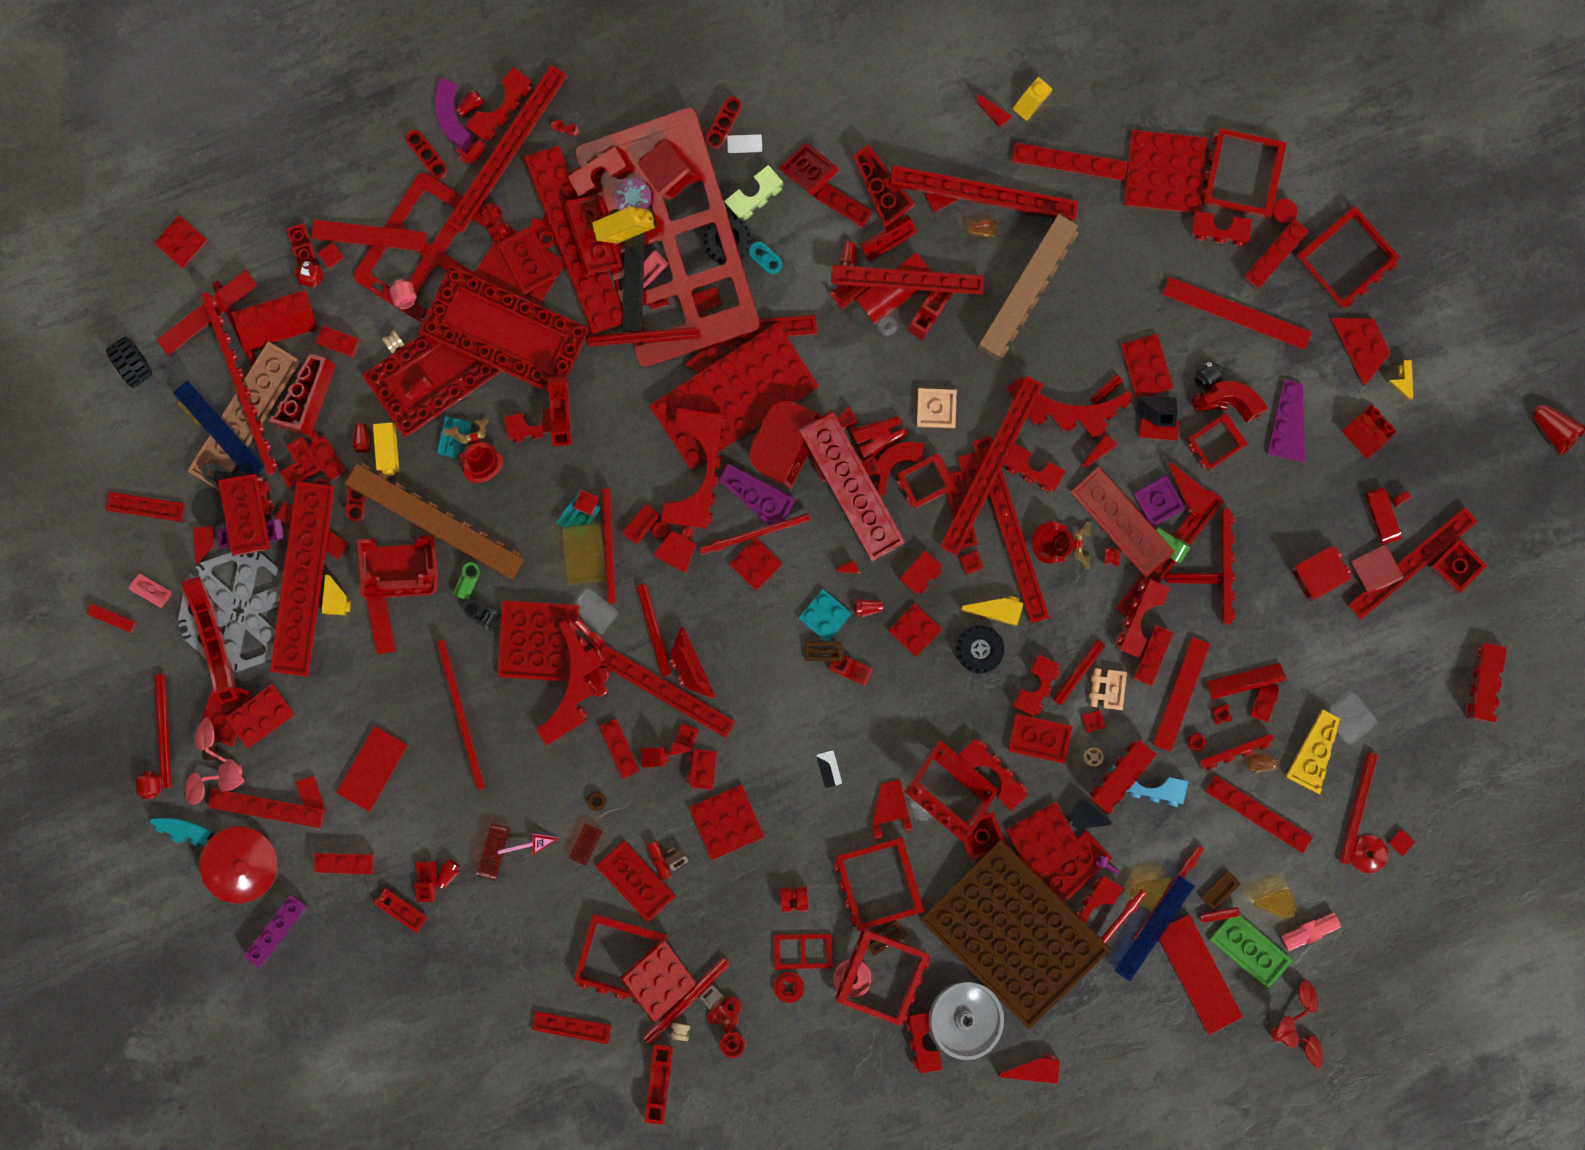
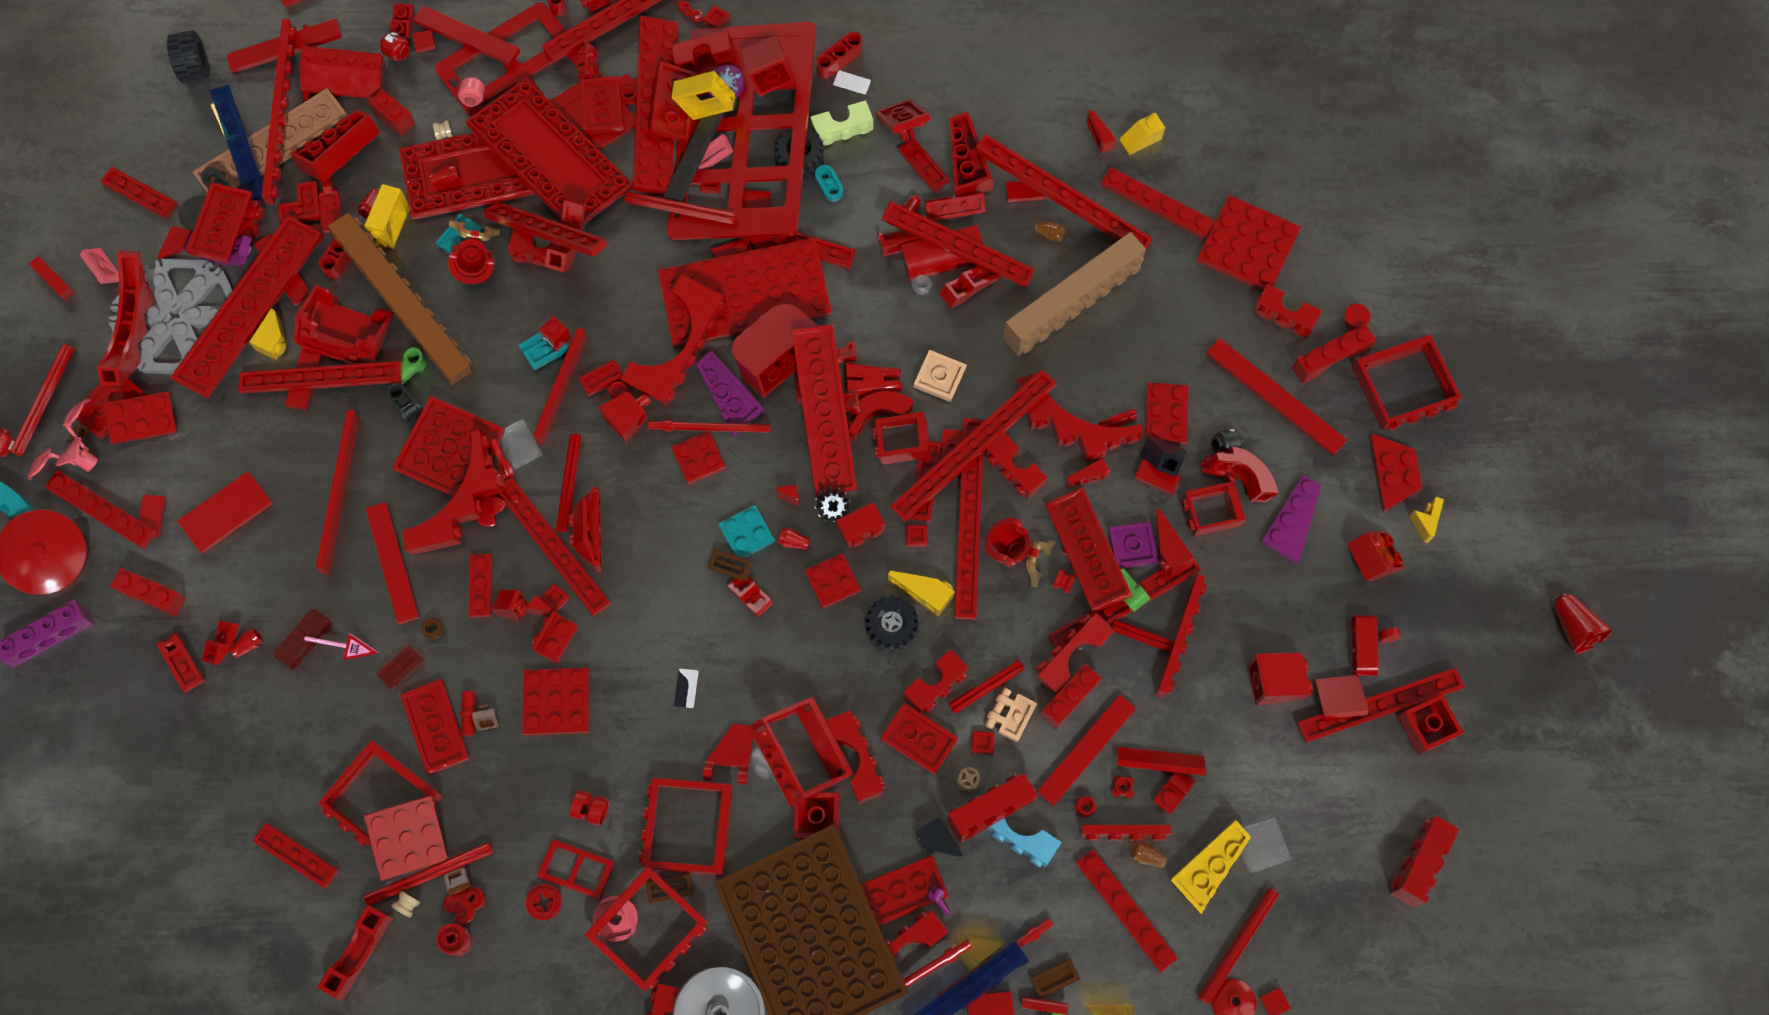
camera: 20 degrees right, 15 degrees down
(397, 619) = (320, 377): none -> red tile
(535, 757) = (392, 563): none -> red tile
(537, 411) = (545, 228): none -> red plate
(584, 554) = (531, 382): clear yellow plate -> none
(592, 125) = (716, 17): none -> red tile
(890, 557) = (840, 502): none -> black gear
(1045, 840) = (883, 848): red plate -> none
(1274, 178) = (1302, 293): red window -> none

